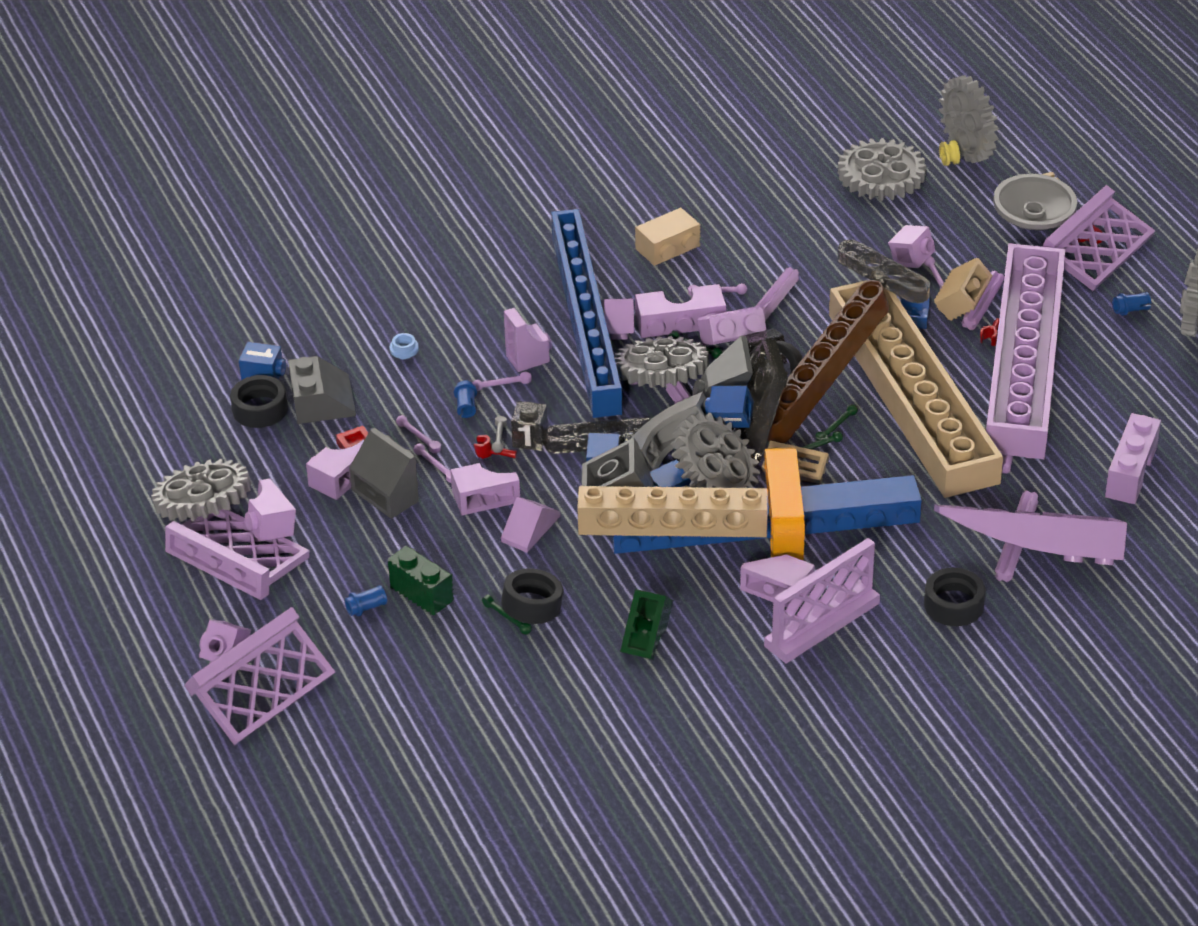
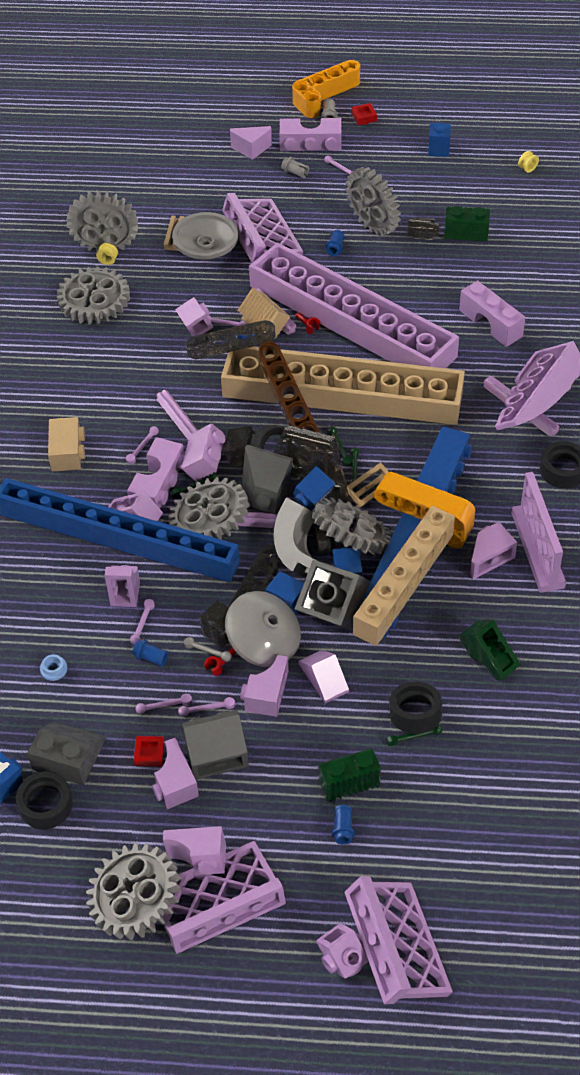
camera: 60 degrees left, 10 degrees up
(539, 470) = (254, 635): none -> light grey dish

